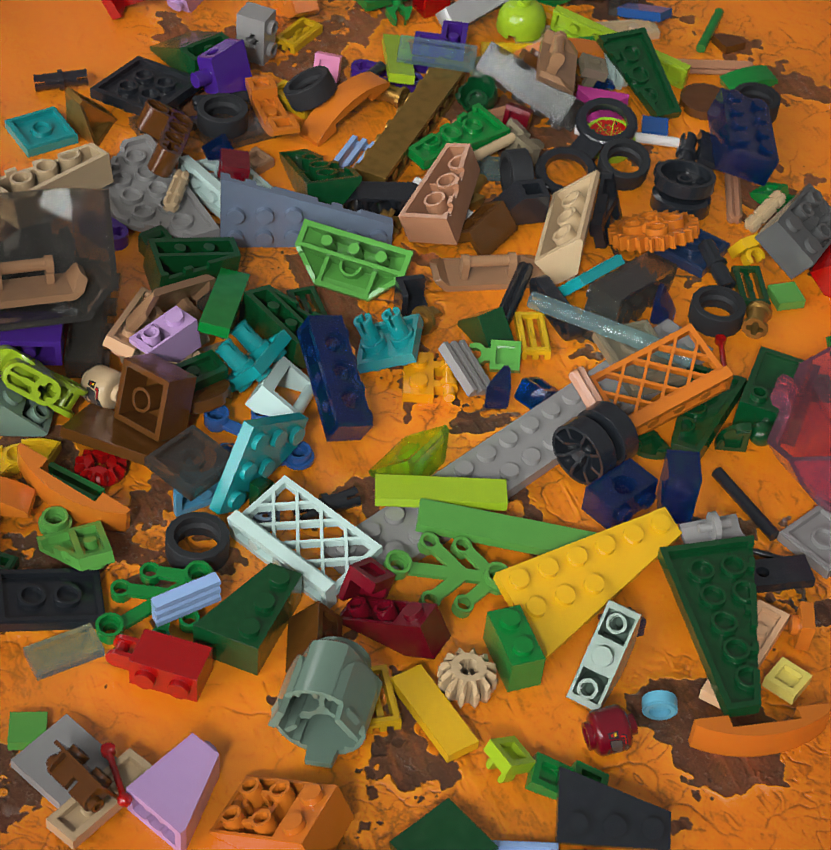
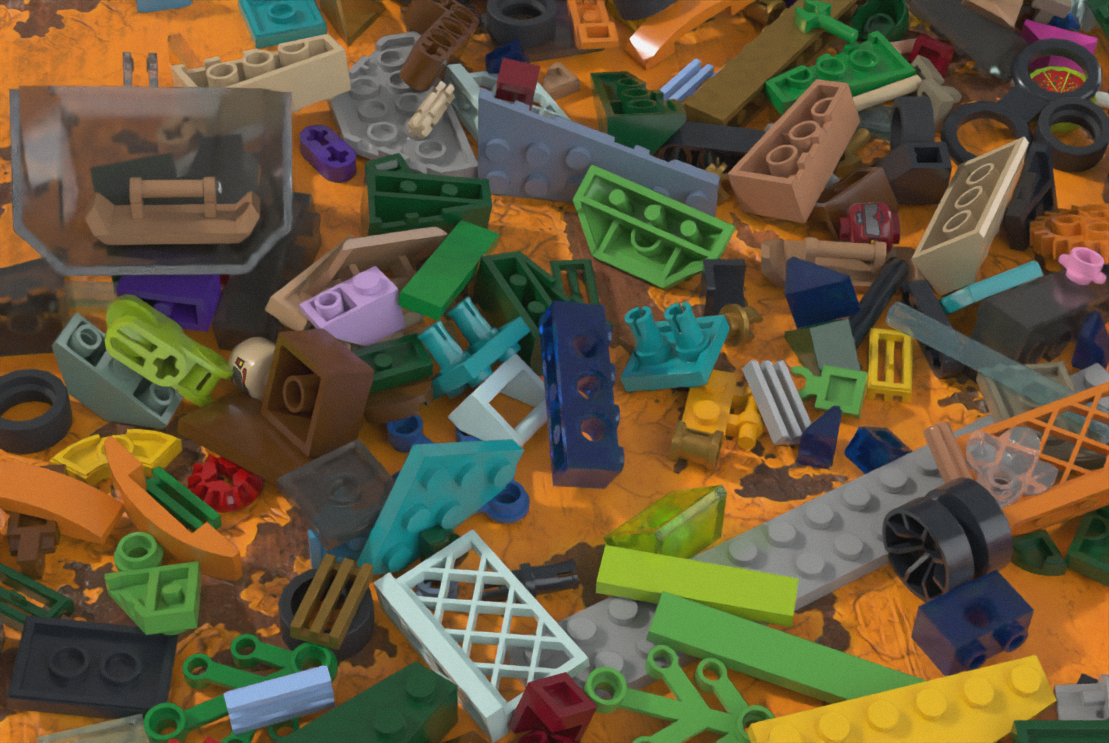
camera: 15 degrees right, 0 degrees up
(206, 514) = (342, 573): none -> pearl gold tile
(417, 403) = (696, 445): none -> pearl gold bush
(433, 95) = (817, 15): none -> green bar
(477, 291) = (818, 293): none -> clear blue slope
(502, 240) = (870, 223): none -> dark red head
(627, 386) = (1012, 460): none -> clear plate
(650, 254) = (1083, 266): none -> bright pink plate
(679, 484) = (1066, 623): clear blue brick -> none

